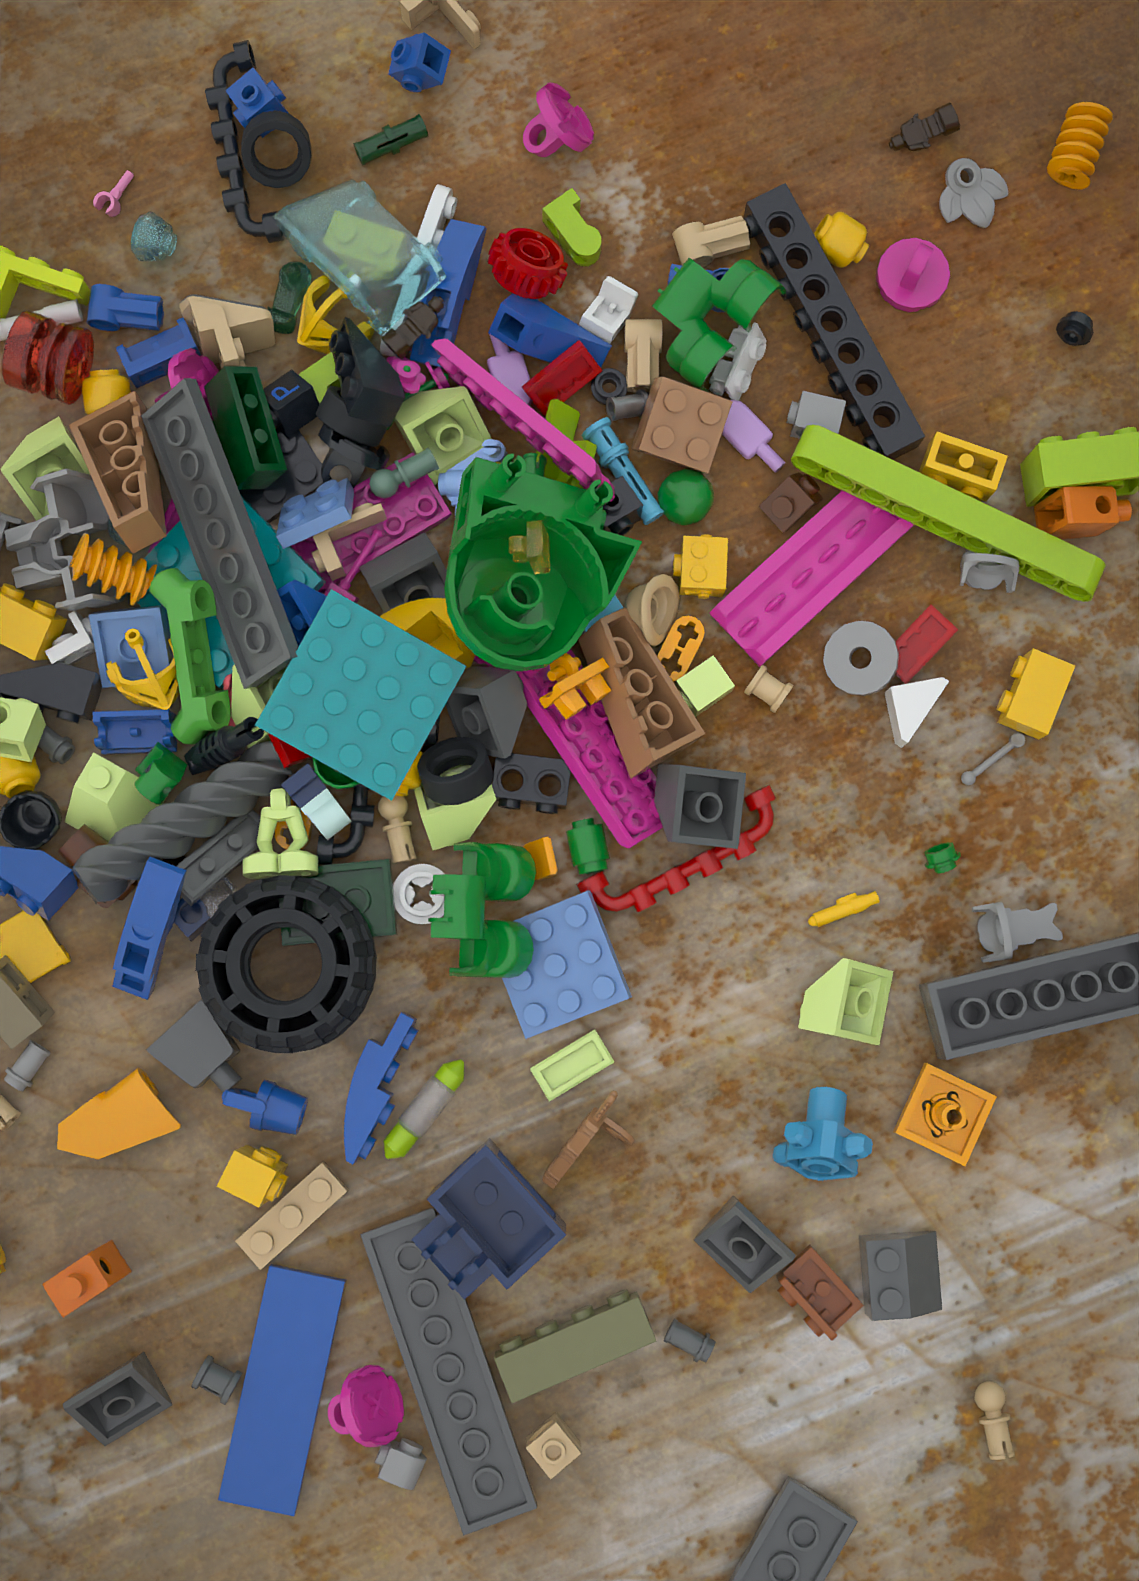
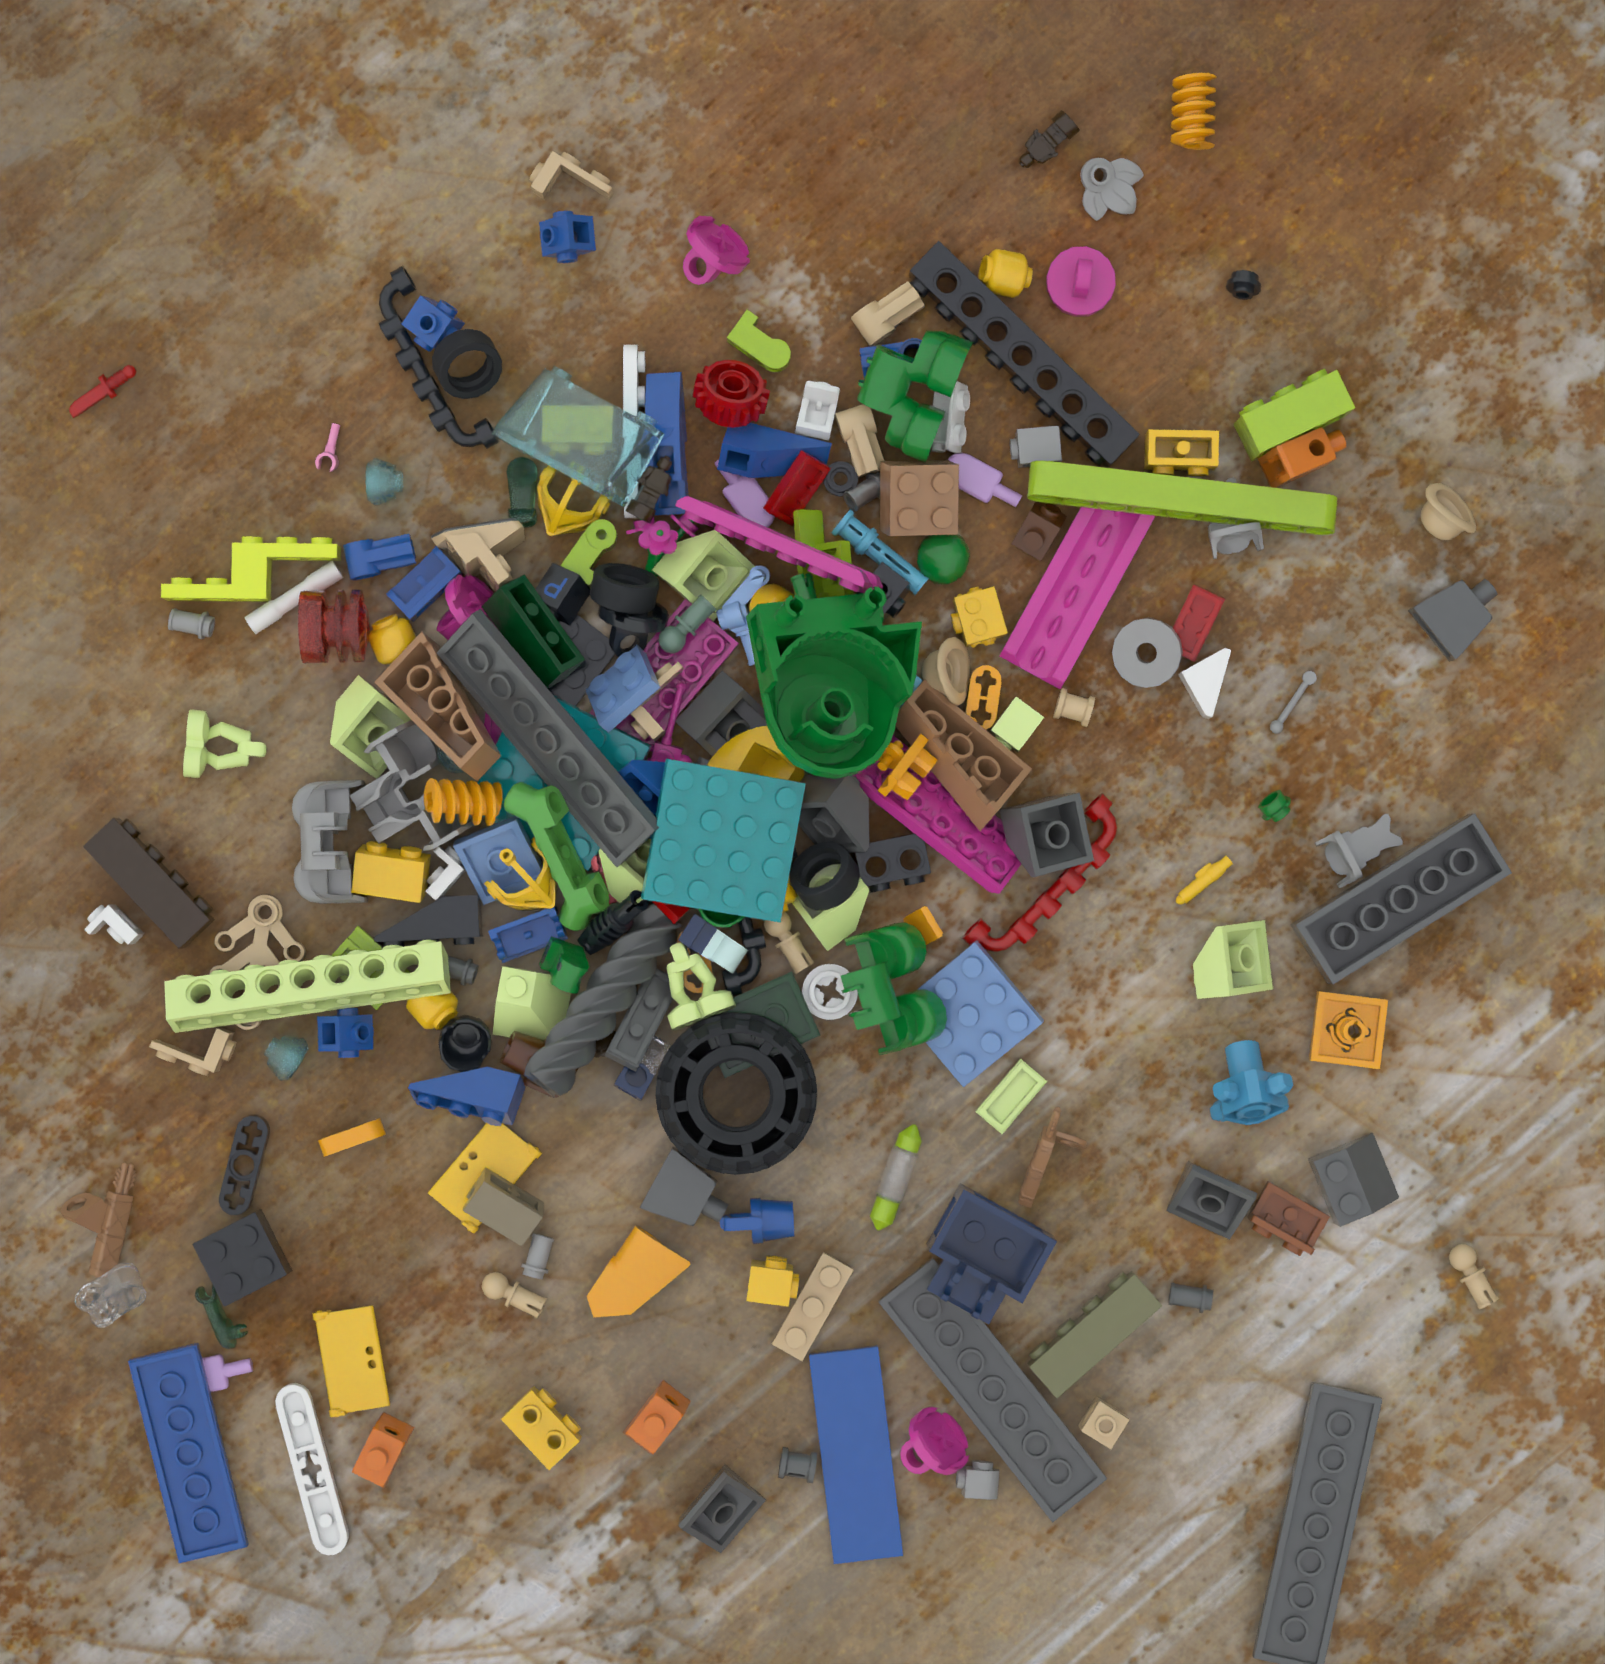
camera: 20 degrees left, 5 degrees up
(147, 928) = (607, 1103): blue slope -> none
(366, 378) = (628, 555): black slope -> none
(366, 1099) = (845, 1186): blue slope -> none
(412, 129) = (564, 314): dark green pin -> none
(532, 548) = (831, 663): clear yellow tile -> none
(588, 846) = (961, 901): green brick -> none
(1034, 693) = (1310, 633): yellow brick -> none

